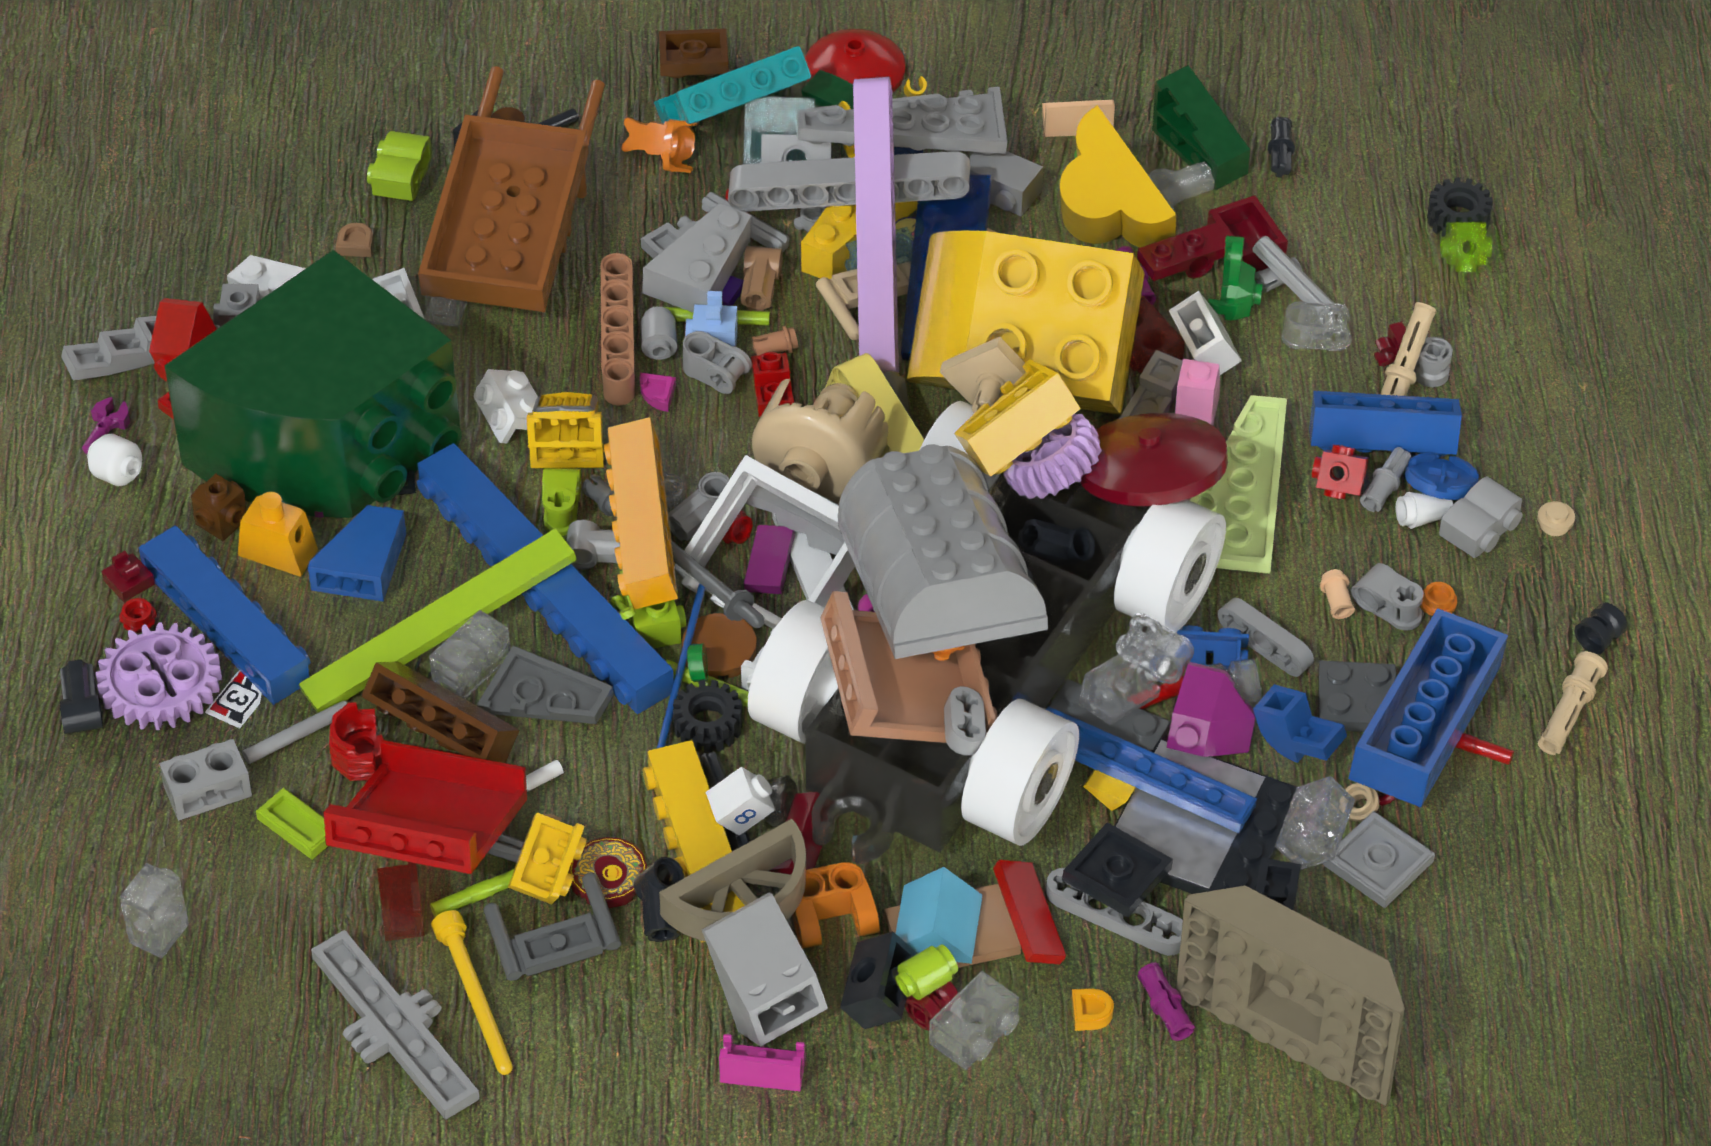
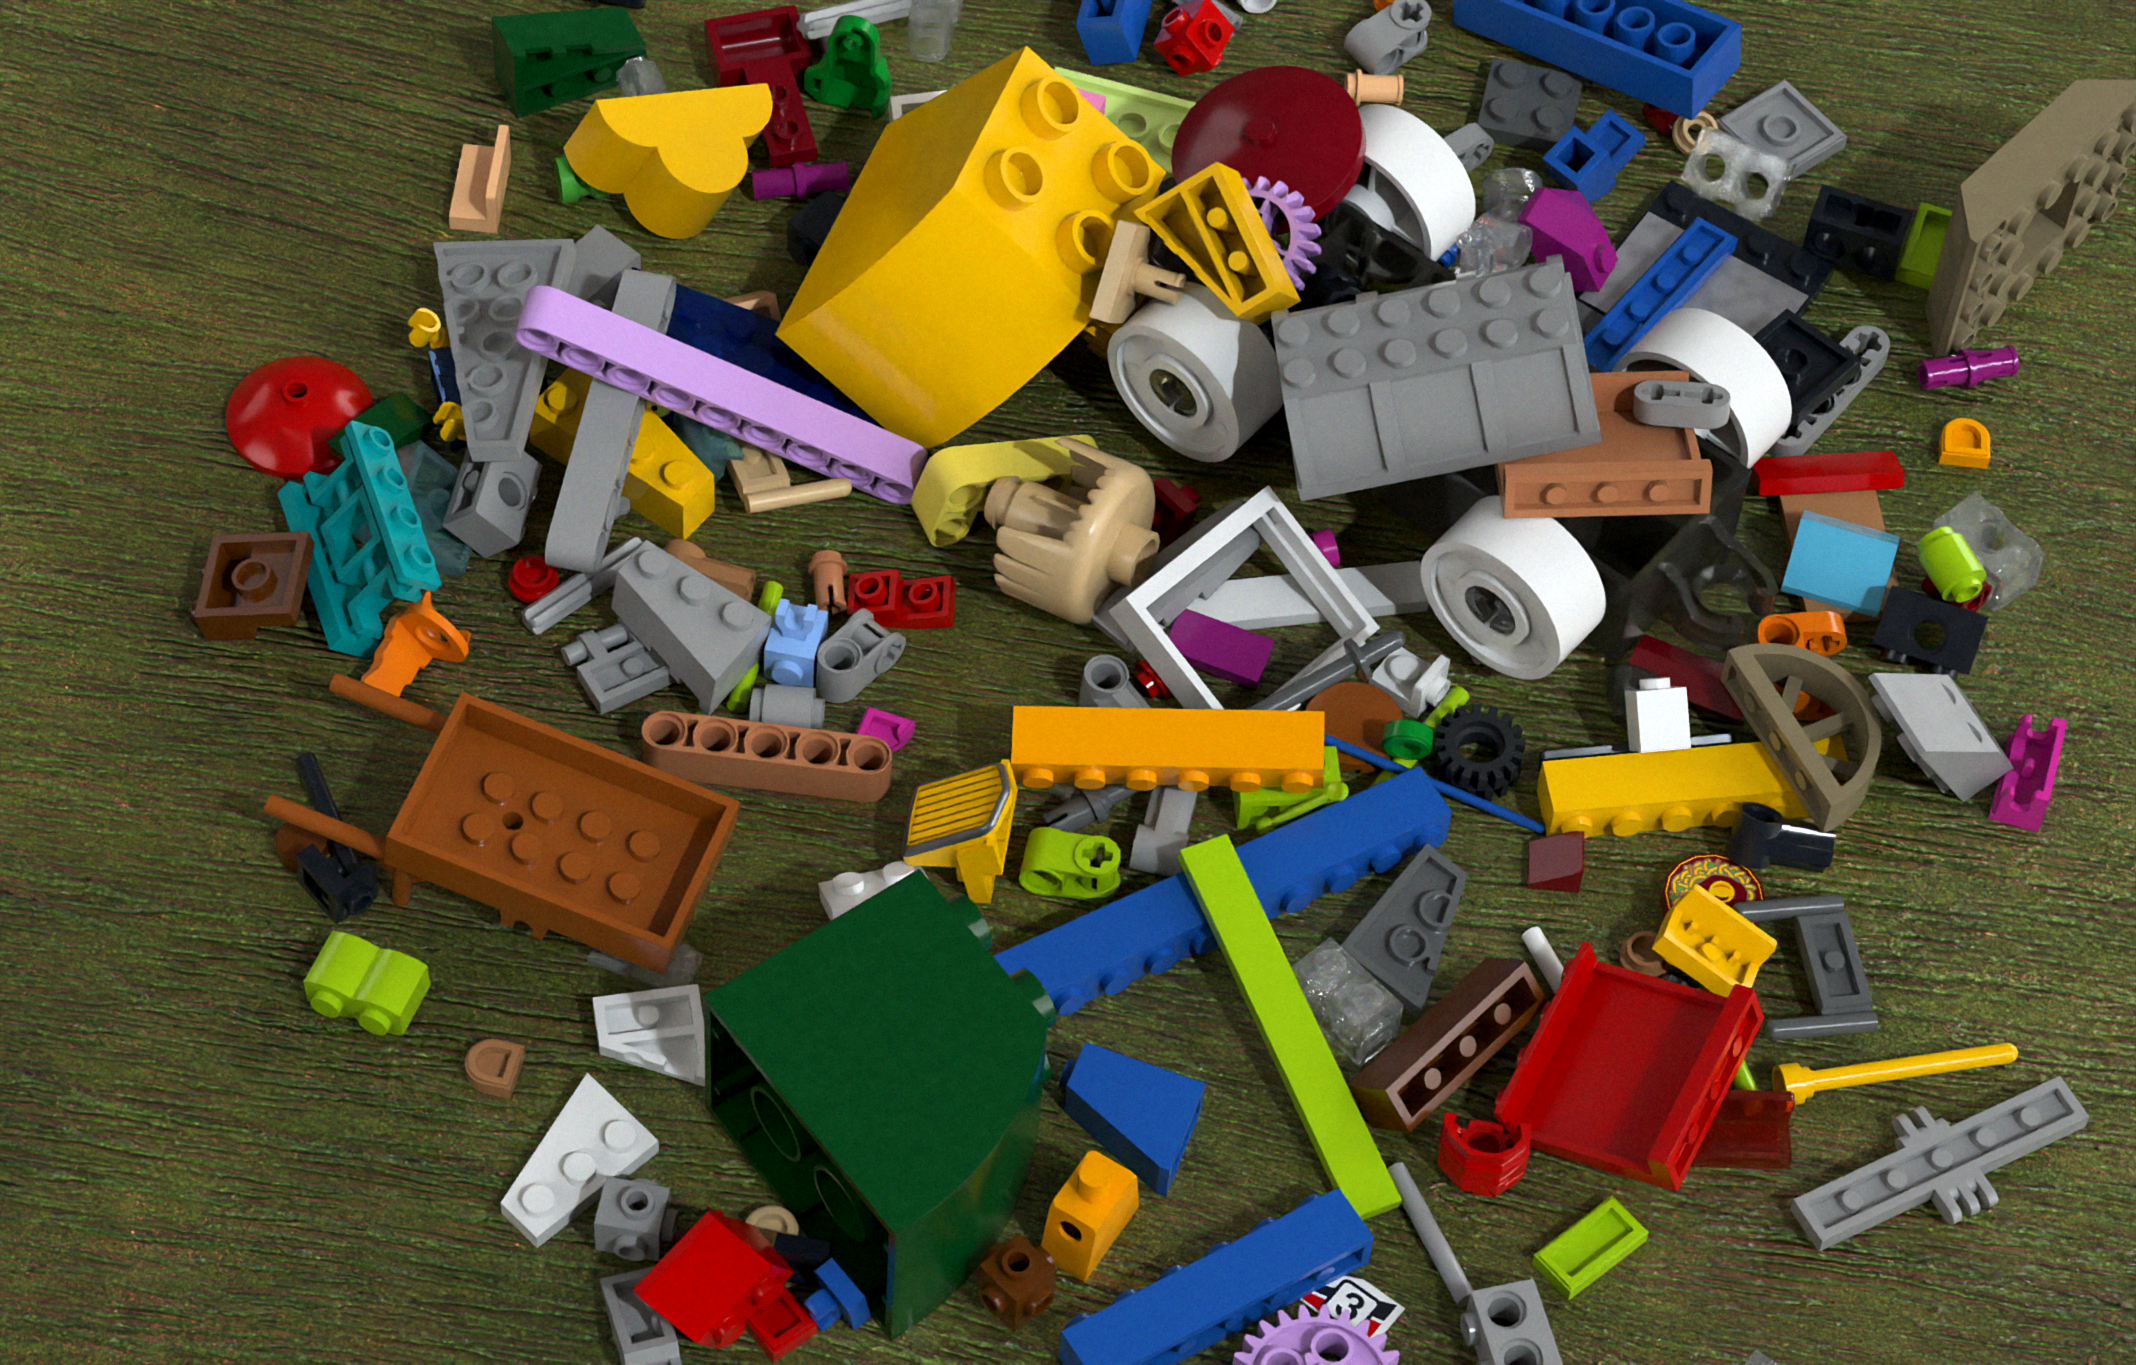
camera: 85 degrees left, 5 degrees up
(622, 777) = (1556, 862): none -> dark red slope

